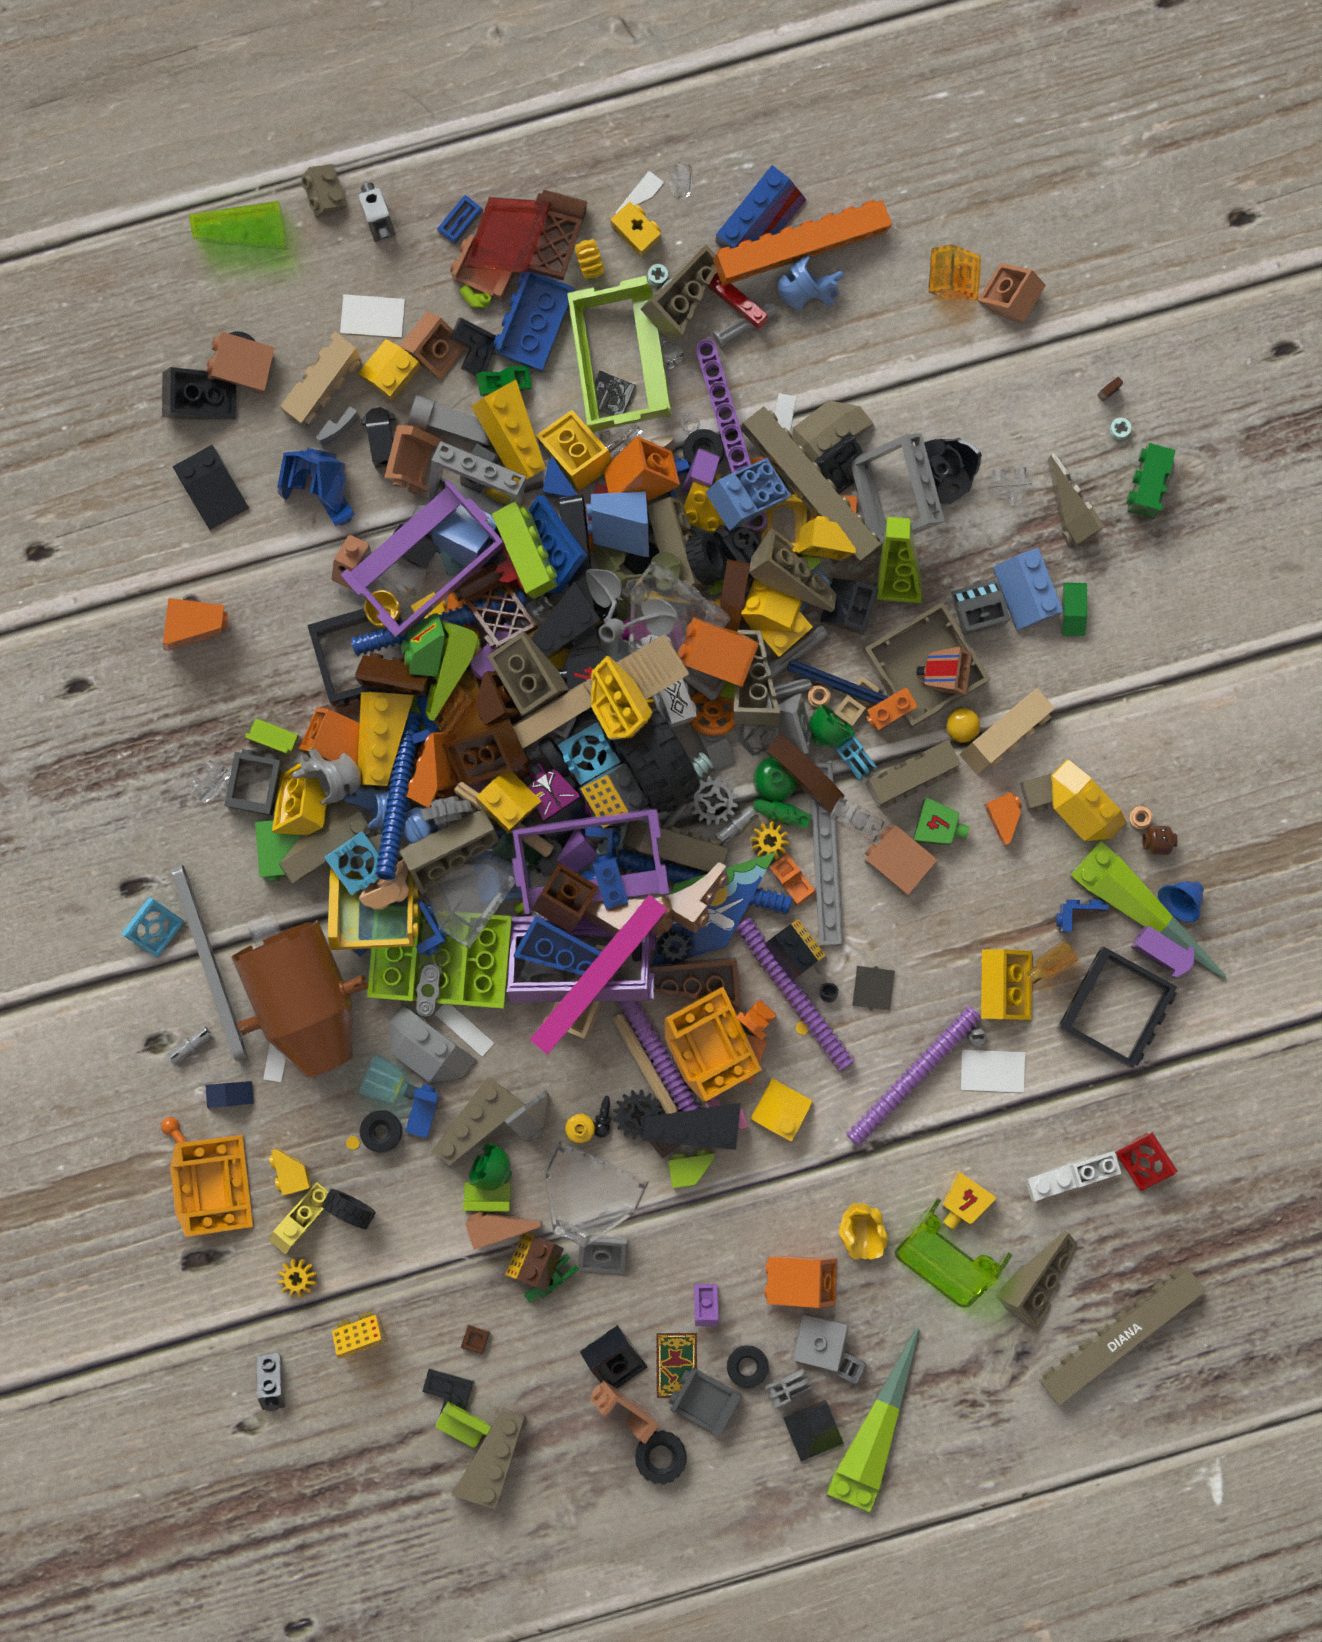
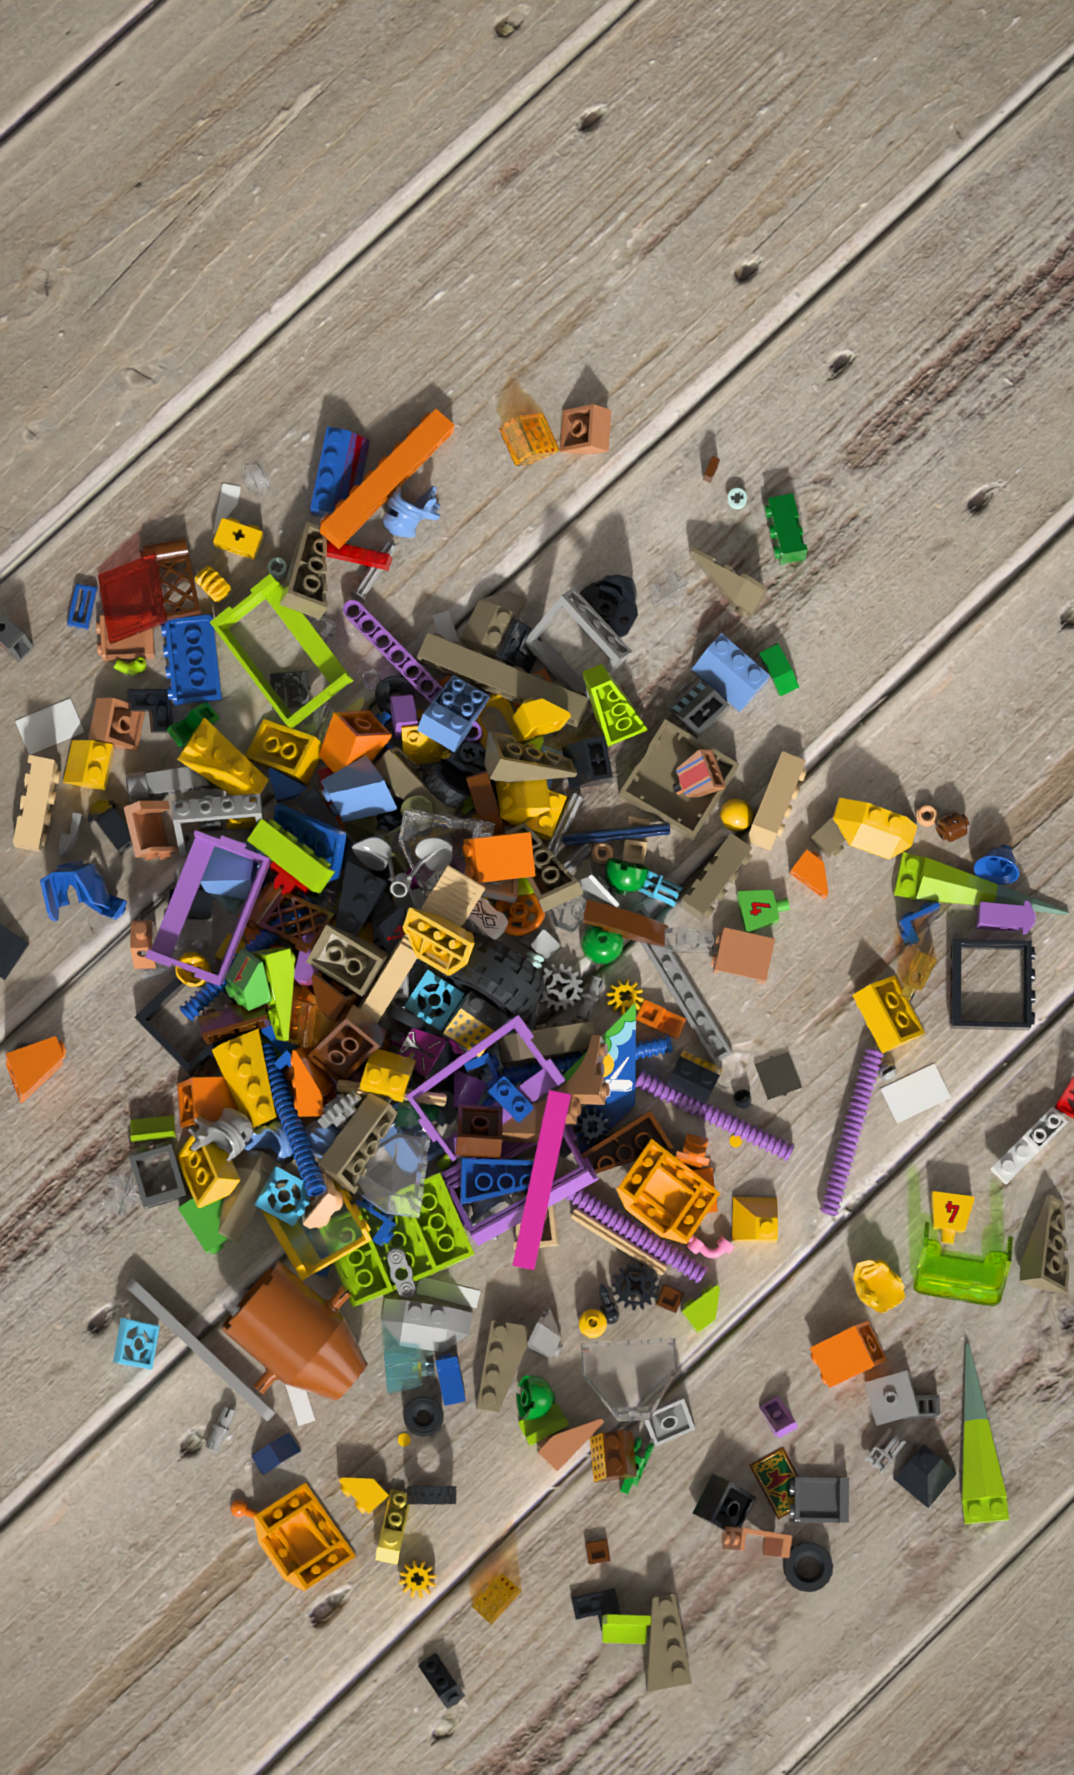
camera: 30 degrees left, 5 degrees down
(700, 1127) = (691, 1269): black wedge -> none
(747, 1352) = (827, 1454): black tyre -> none
(783, 813) = (623, 967): green hinge -> none
(891, 709) = (669, 832): orange bracket -> none

